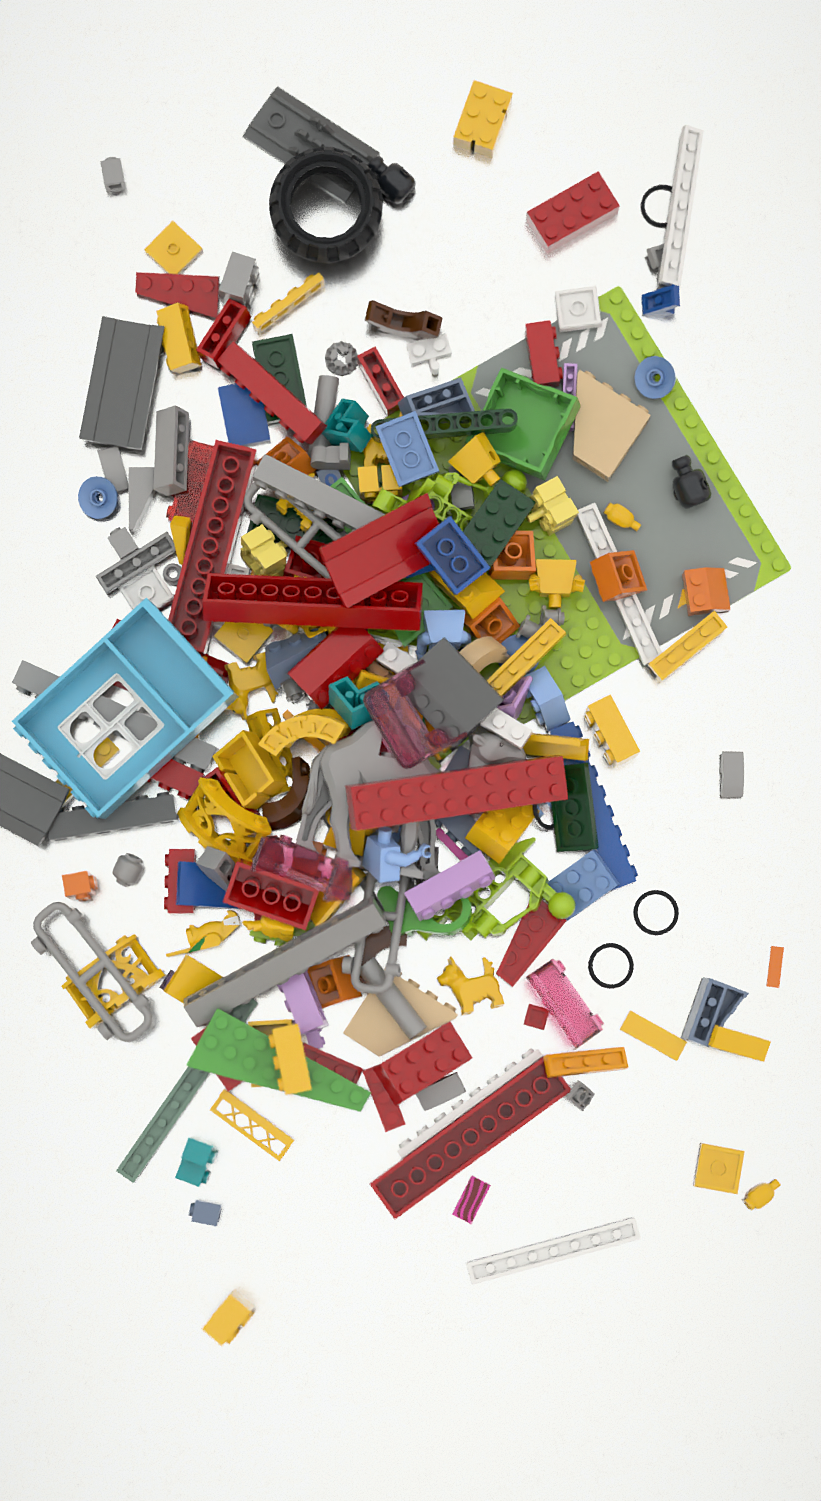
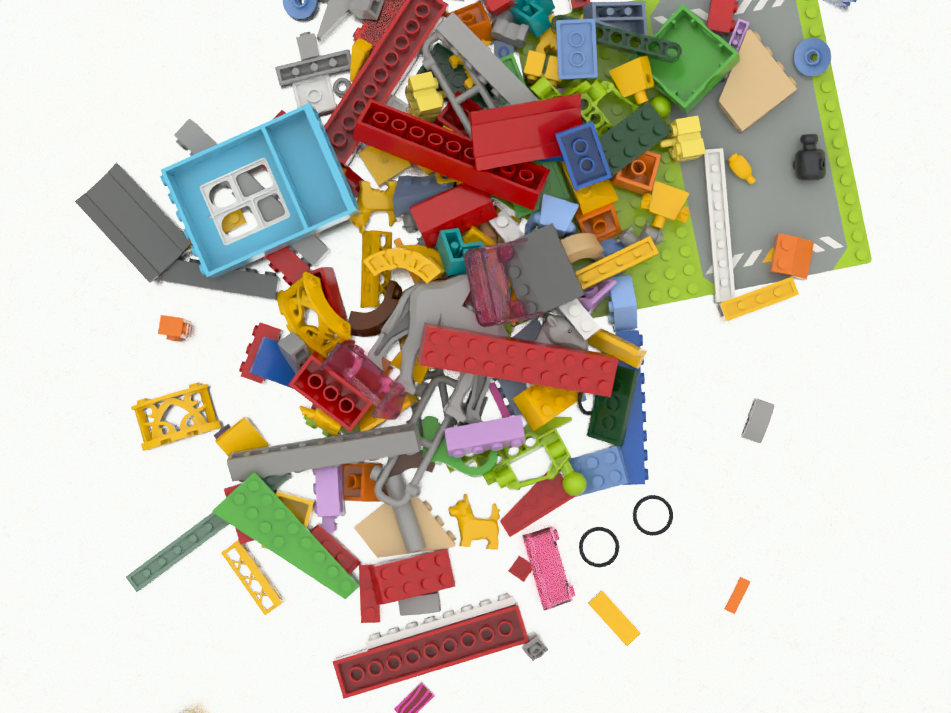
camera: 25 degrees right, 5 degrees up
(42, 943) = (127, 366): light grey bar -> none
(127, 869) = (219, 327): light grey head -> none
(195, 1161) = (194, 591): teal brick -> none
(205, 1212) = (188, 637): sand blue brick -> none
(209, 934) = (270, 405): yellow animal -> none
(254, 767) = (355, 279): yellow piece -> none
(290, 1059) = (299, 538): yellow piece -> none
(383, 855) = (437, 393): light blue torso -> none
(462, 494) = (611, 103): light grey slope -> none
(585, 1062) = (549, 622): light orange tile -> none
(611, 731) = (668, 350): yellow piece -> none
(618, 575) = (720, 218): orange slope -> none
(711, 1007) = (669, 615): sand blue wedge -> none
(739, 1043) = (684, 650): yellow tile -> none

